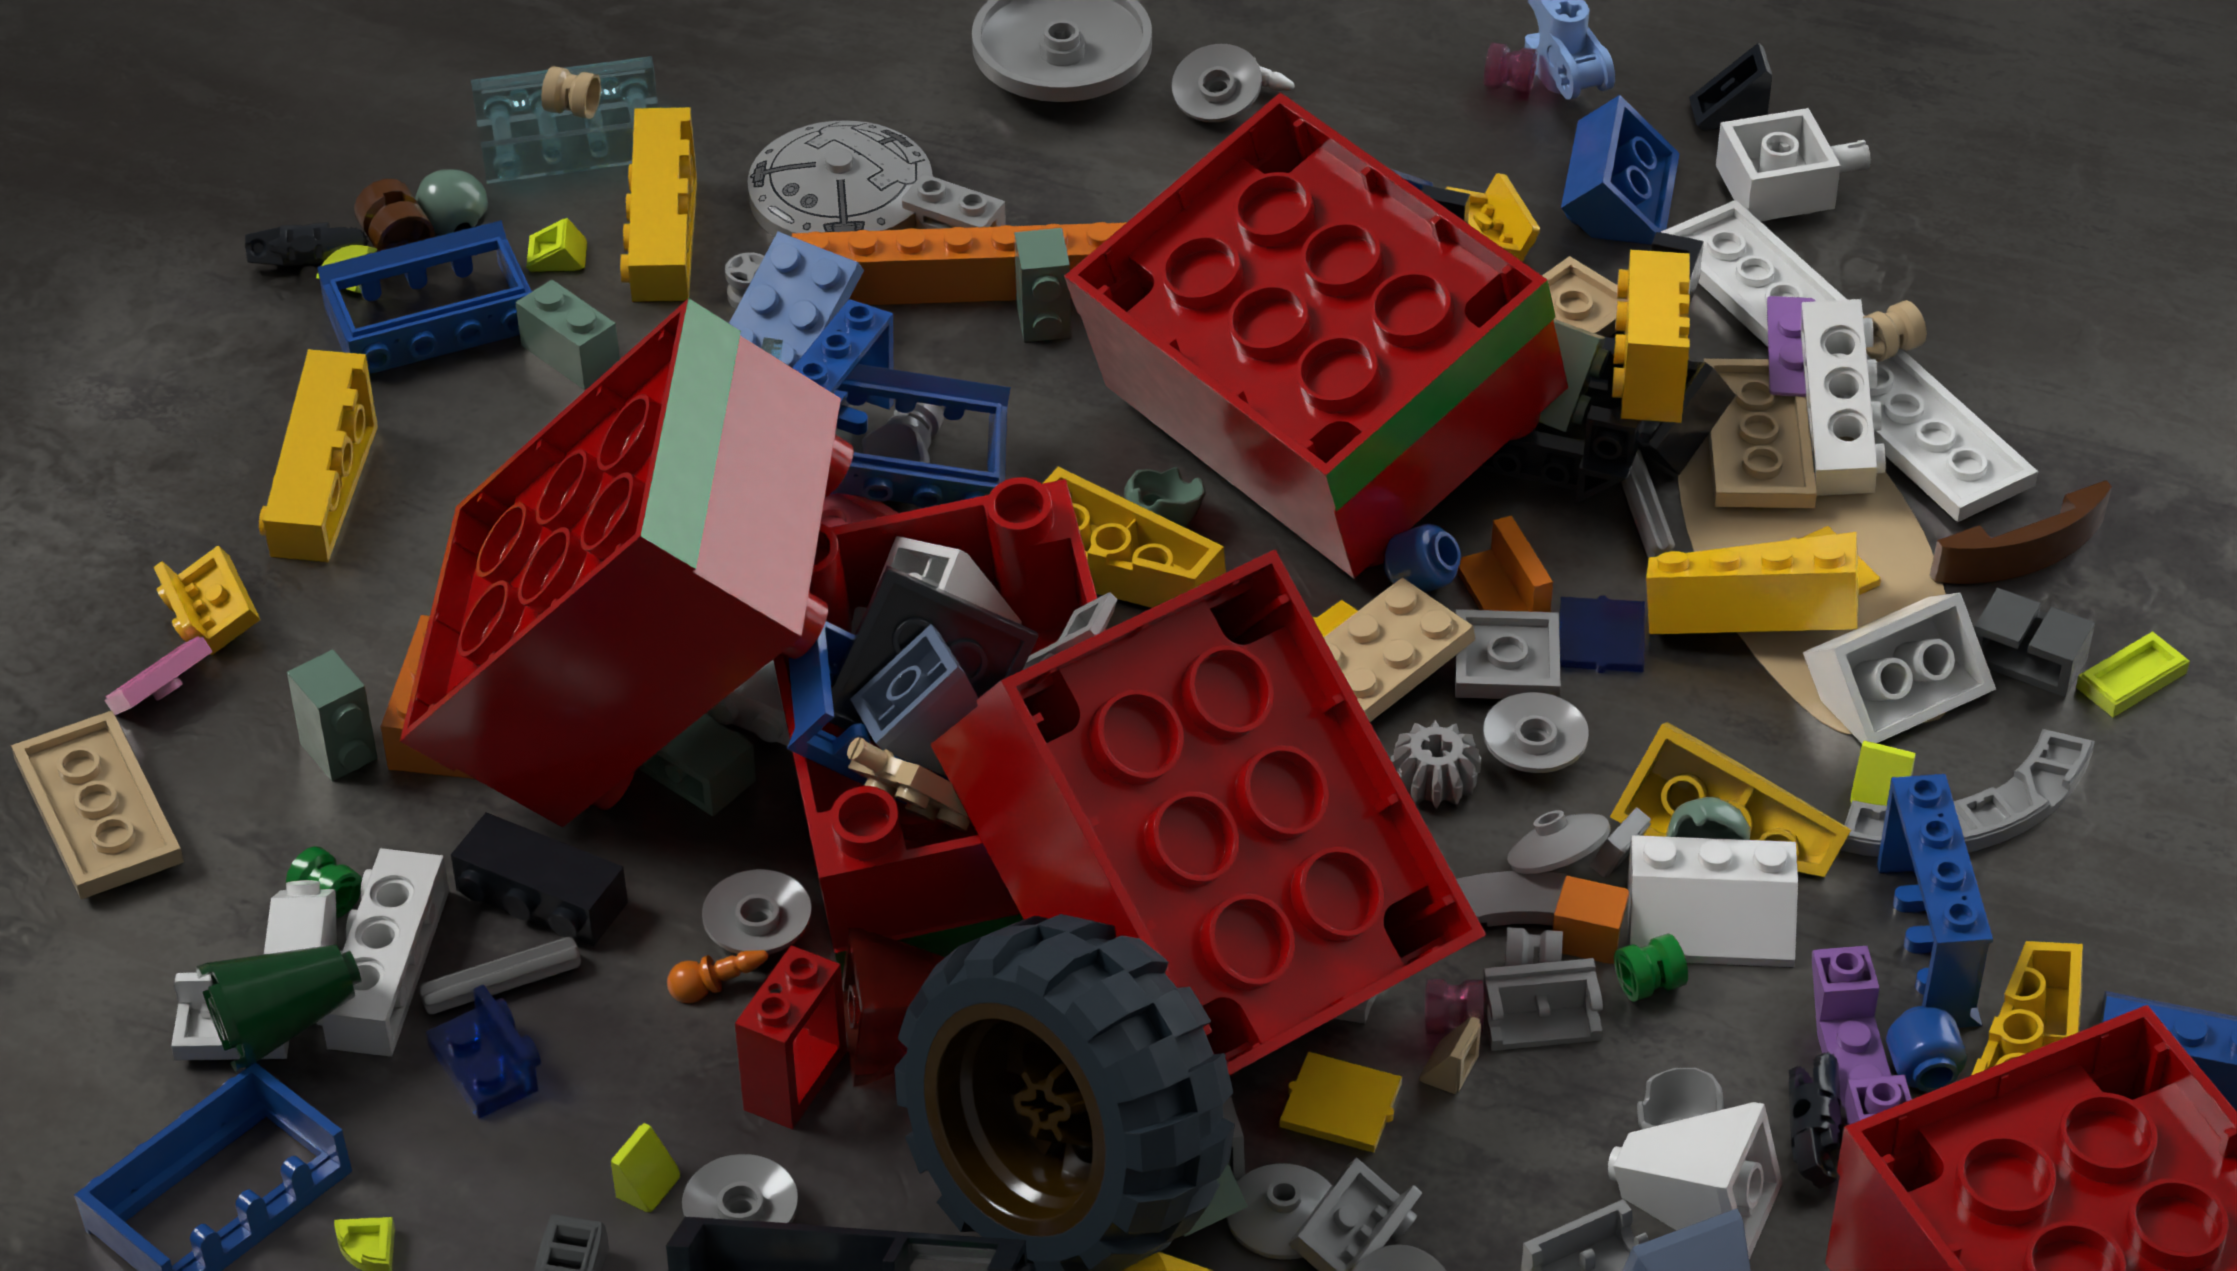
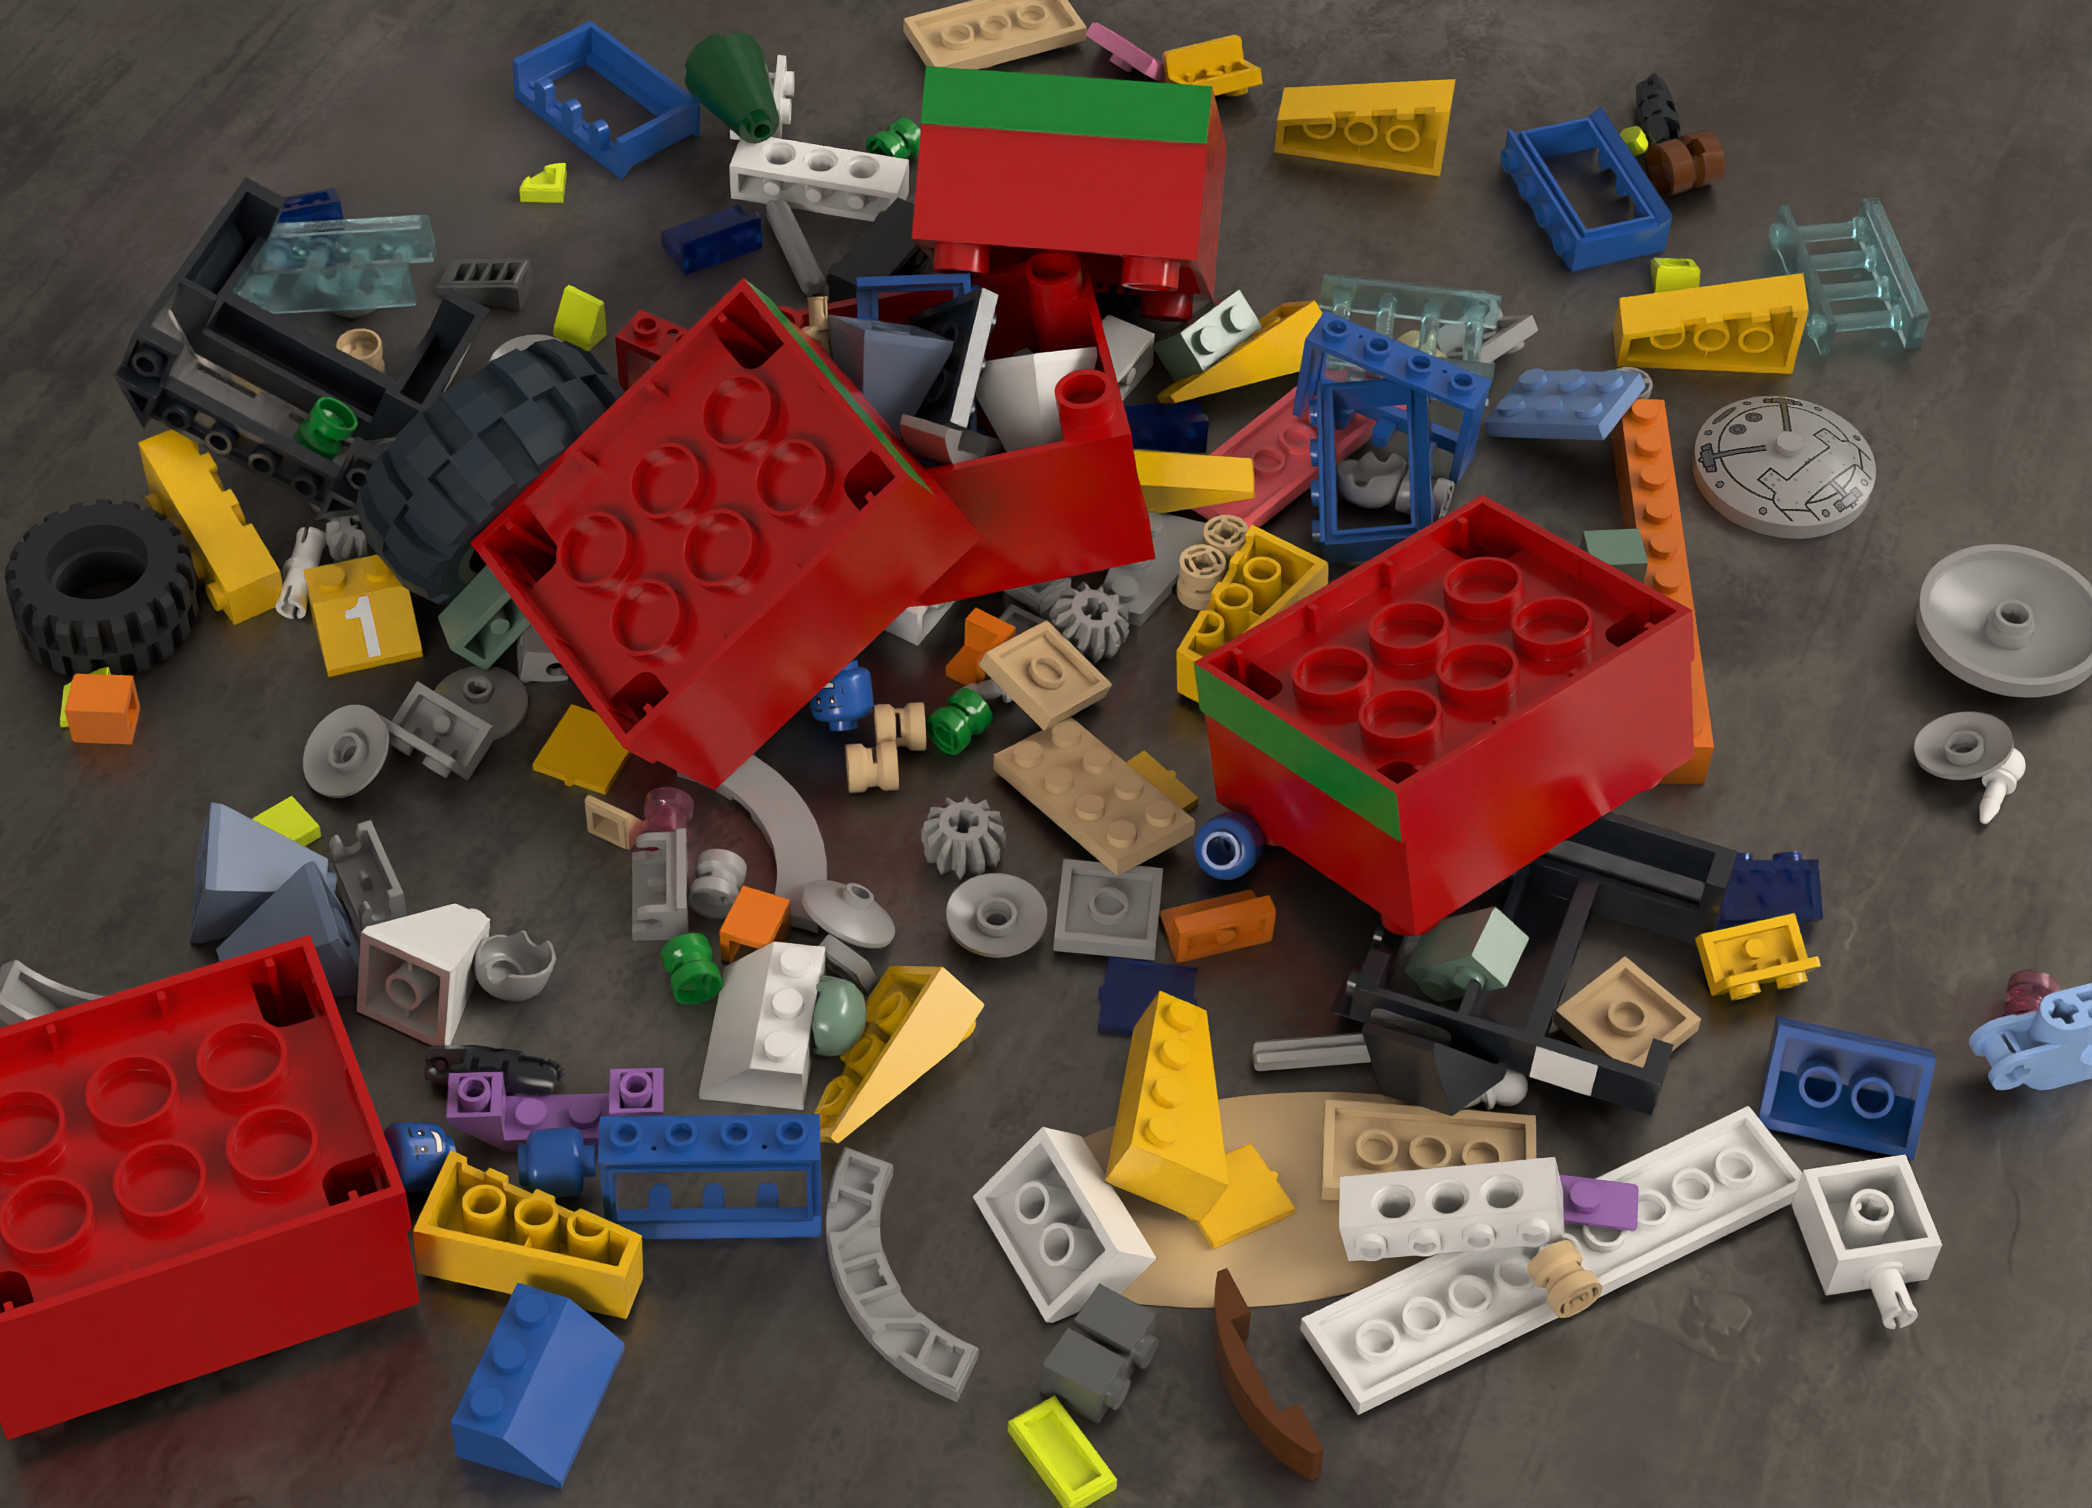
camera: 90 degrees right, 5 degrees up
(301, 917) = (825, 117): white slope -> none
(451, 199) = (1731, 205): sand green hair -> none
(567, 333) = (1540, 271): sand green brick -> none
(571, 92) = (1858, 256): tan wheel -> none
(948, 205) = (1722, 527): light grey bracket -> none
(1655, 336) = (1470, 991): yellow wedge -> none
(1735, 92) = (2007, 1219): black slope -> none
(1876, 768) = (918, 1194): neon yellow slope -> none

